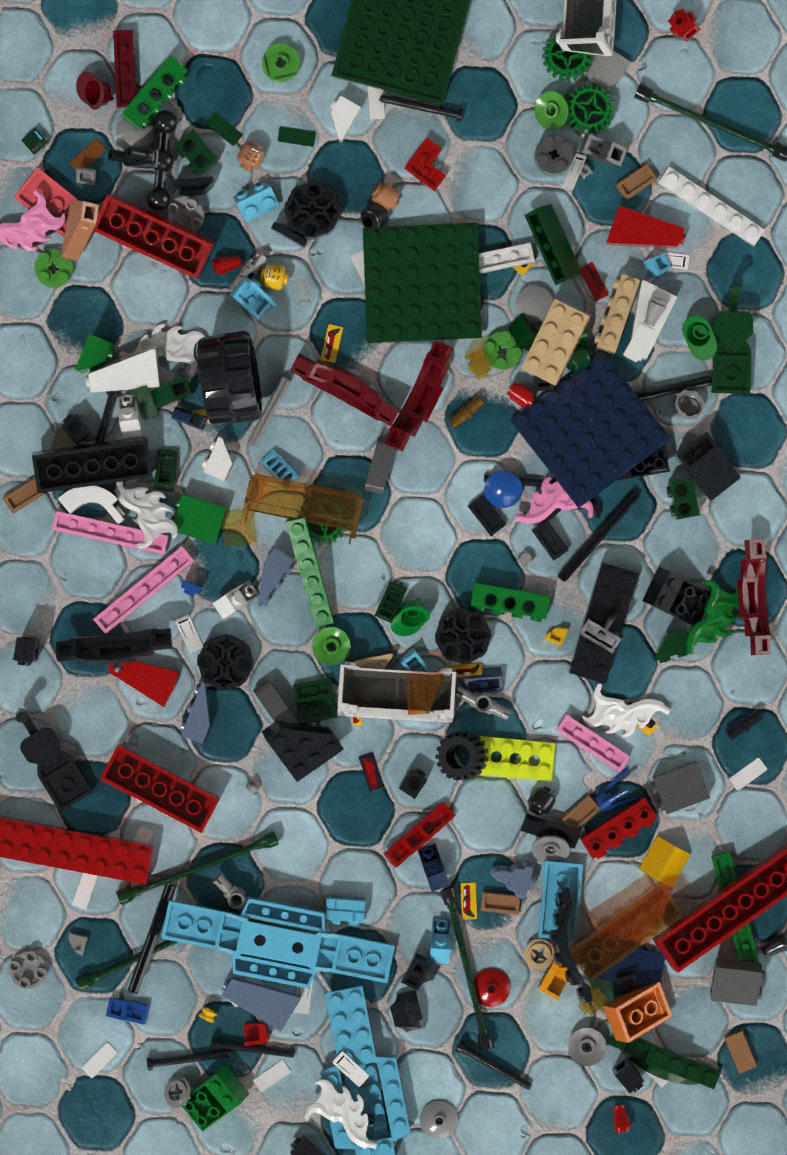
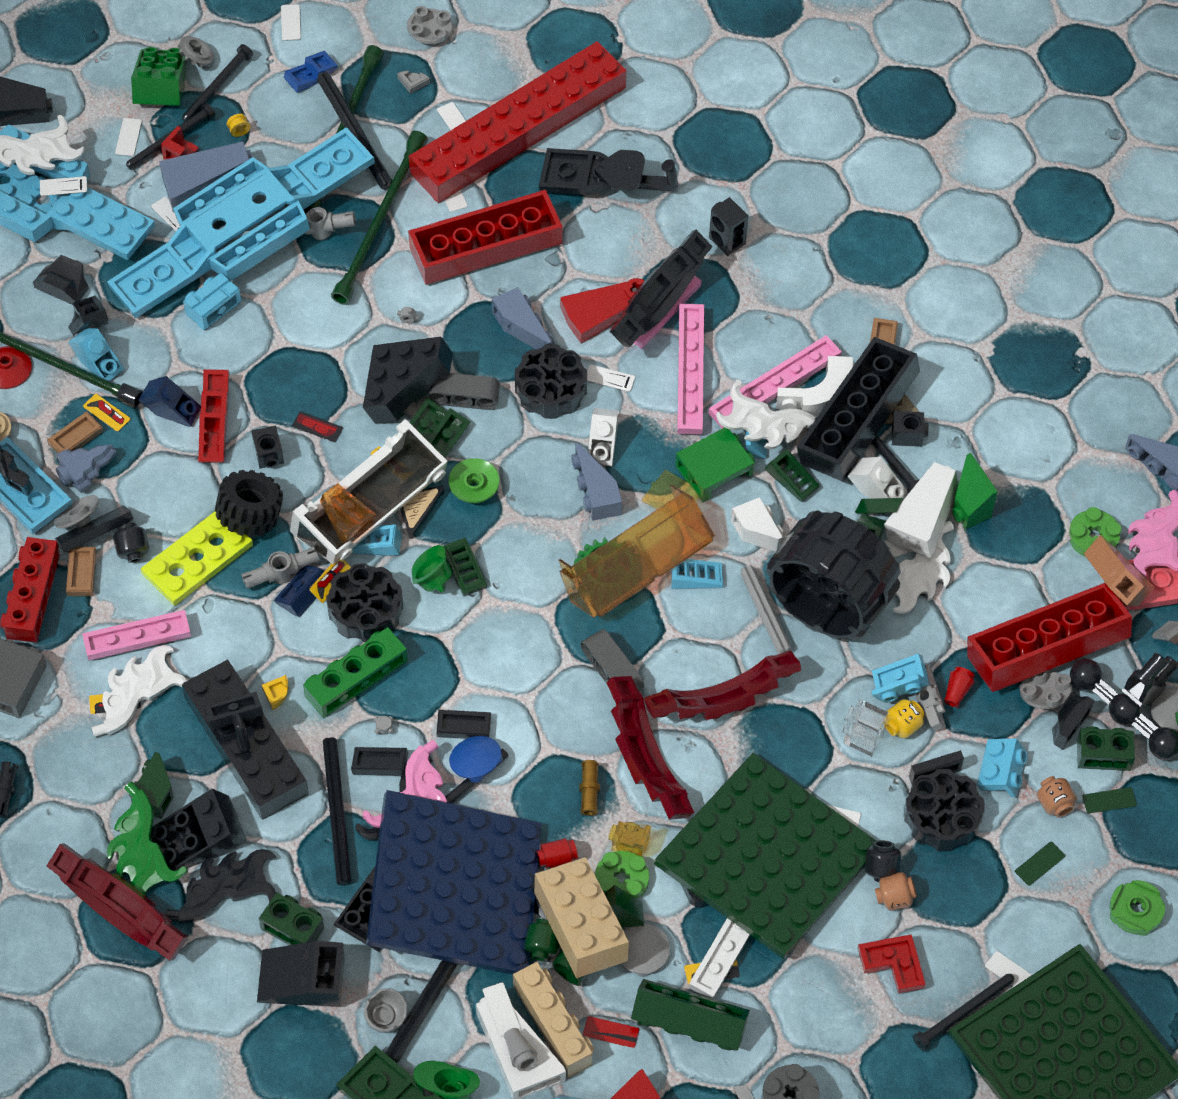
camera: 135 degrees right, 30 degrees down
(190, 588) = (653, 407): blue plate -> none
(310, 571) = (567, 509): green plate -> none
(331, 343) = (783, 724): yellow sticker -> none
(343, 115) = (1021, 920): white slope -> none
(607, 801) = (67, 603): blue plant -> none
(688, 557) = (226, 880): none -> black piece

